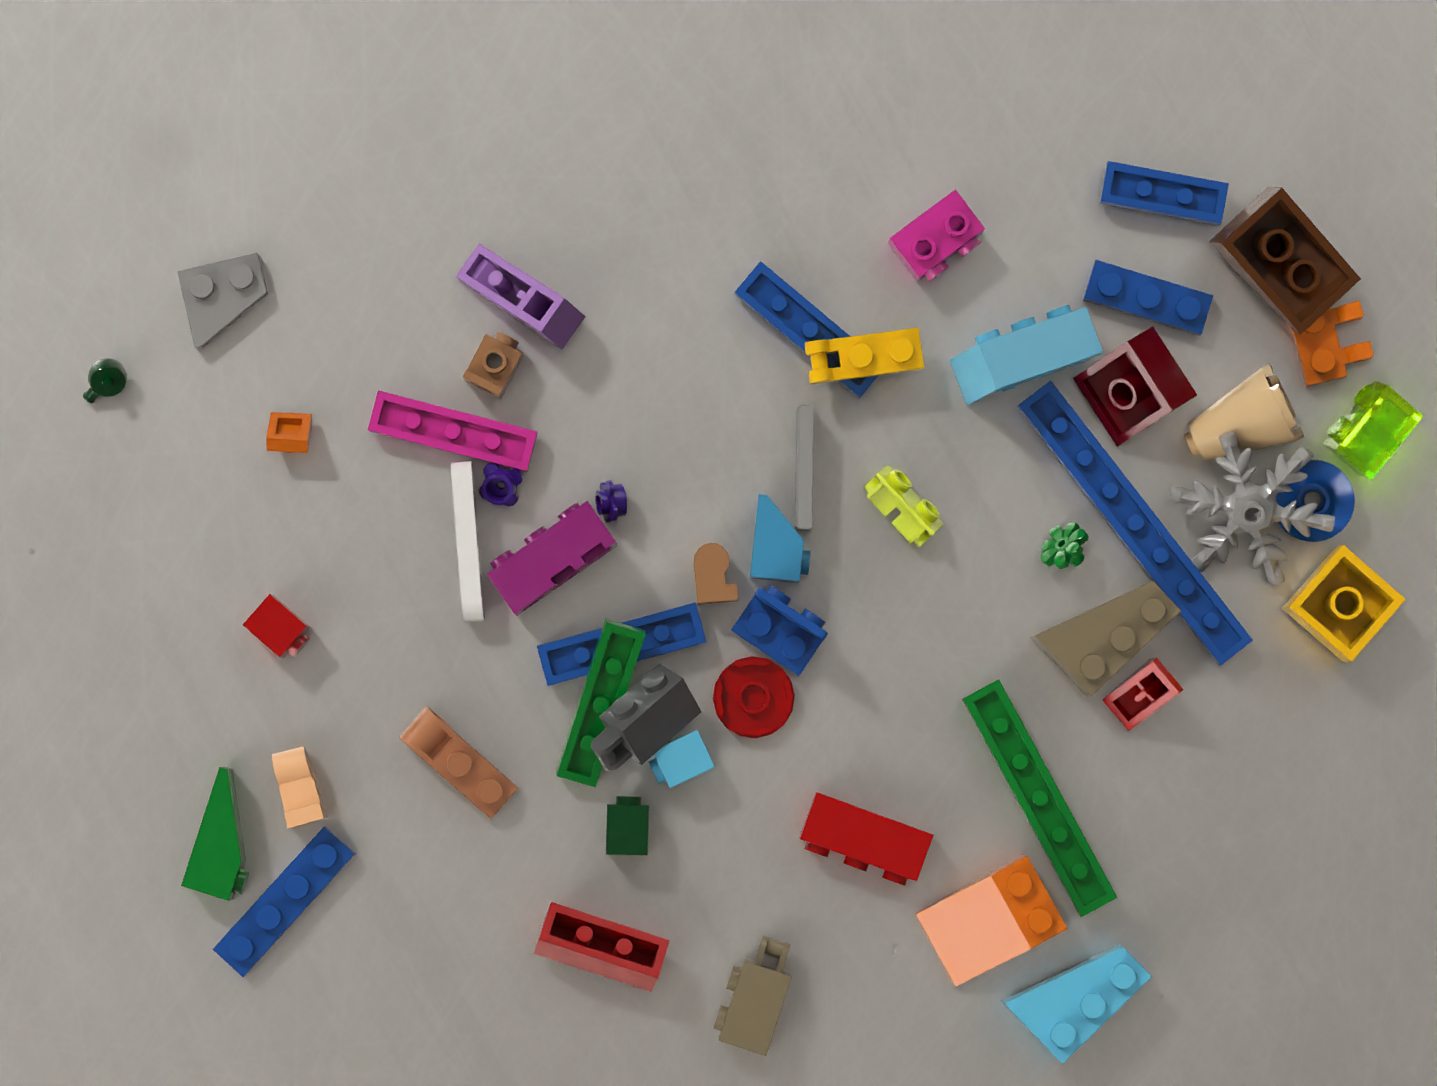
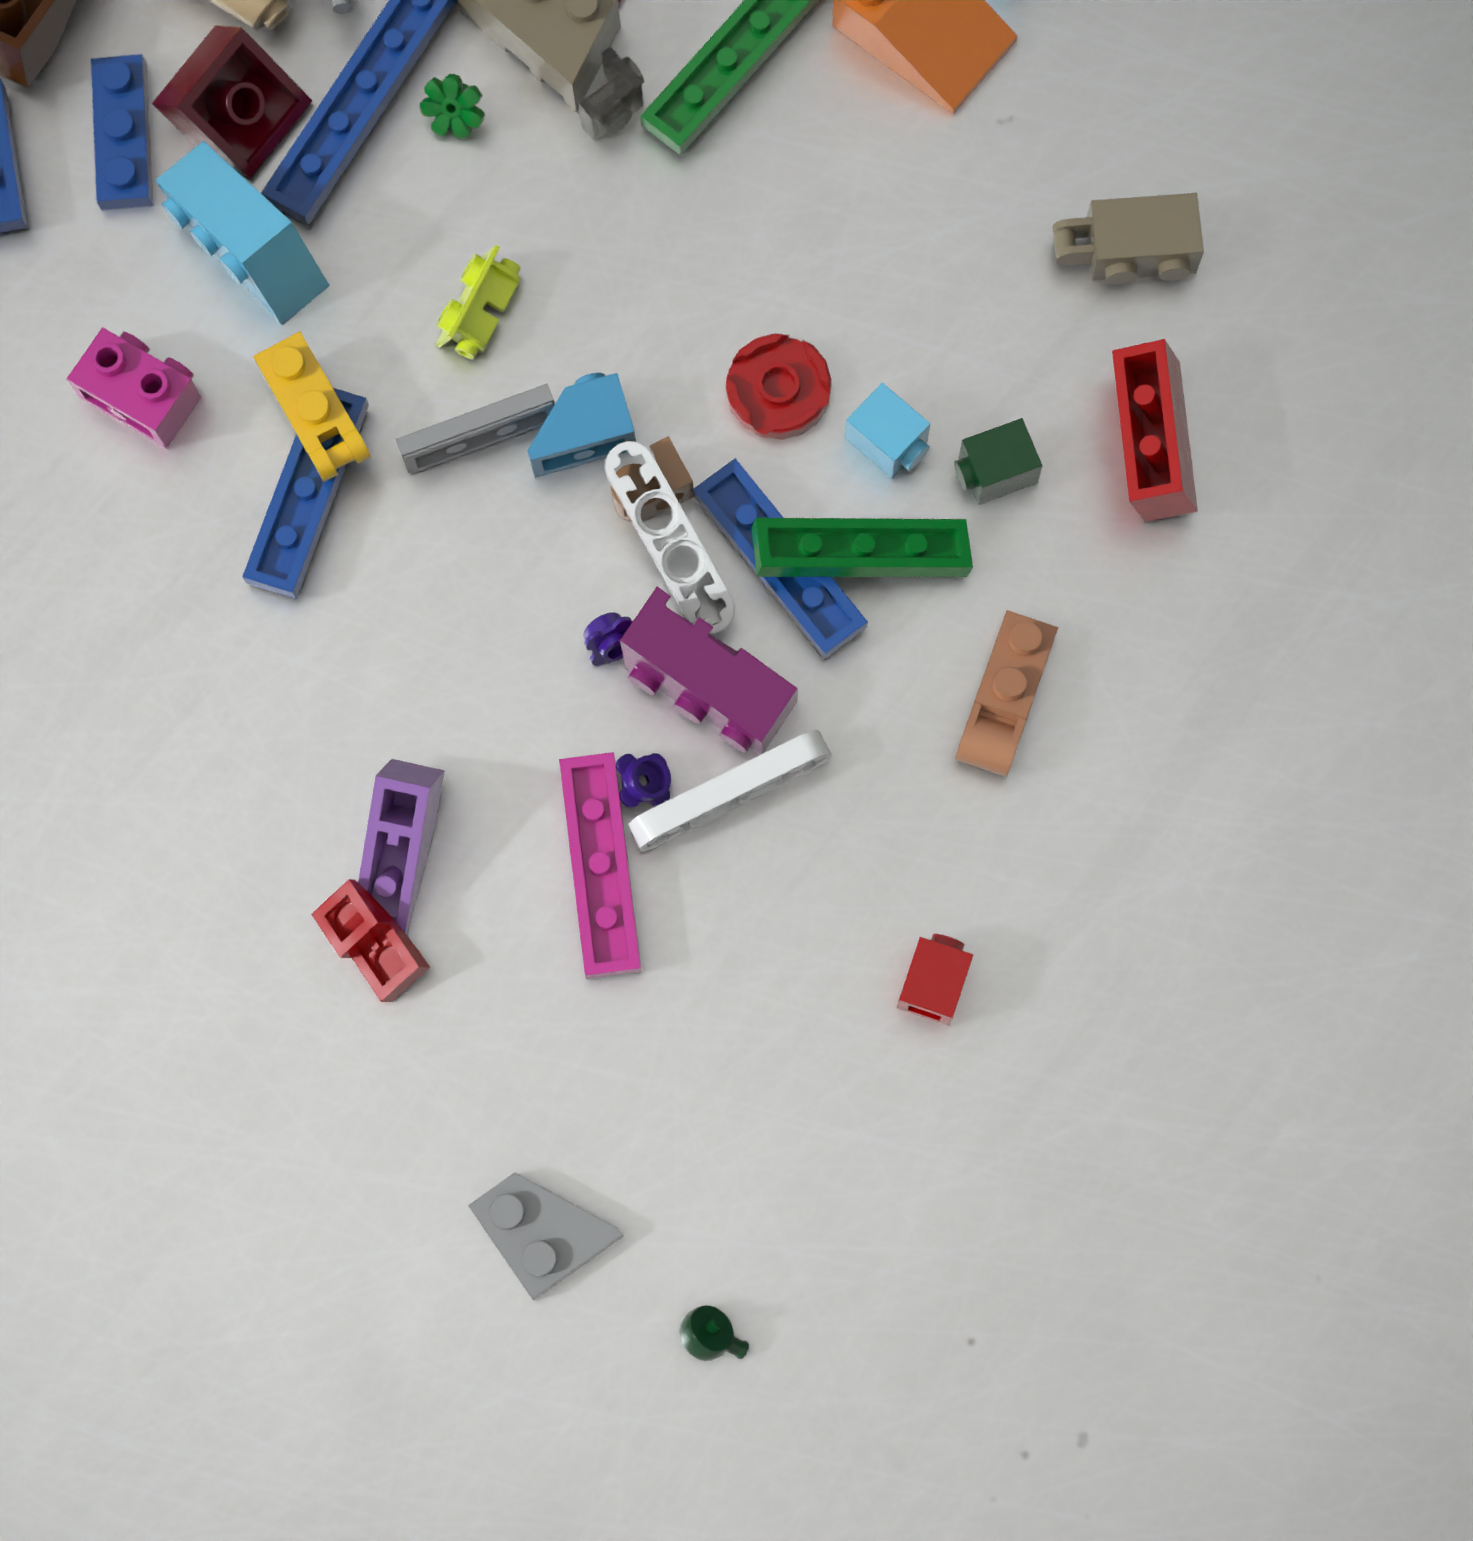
camera: 105 degrees left, 10 degrees down
(219, 847) = (1250, 937): green slope -> none
(284, 901) = (1270, 837): blue plate -> none
(289, 432) = (683, 1066): orange plate -> none
(298, 787) = (1125, 871): light nougat leg -> none
(459, 258) = (372, 938): none -> slope
(494, 380) = (513, 857): medium nougat brick -> none
(644, 719) = (858, 483): dark grey brick -> none
(662, 565) = (677, 533): none -> white beam
(780, 630) = (682, 380): blue bracket -> none
(865, 839) = (891, 192): red brick -> none
(1014, 661) = (615, 102): none -> clear smoke bracket

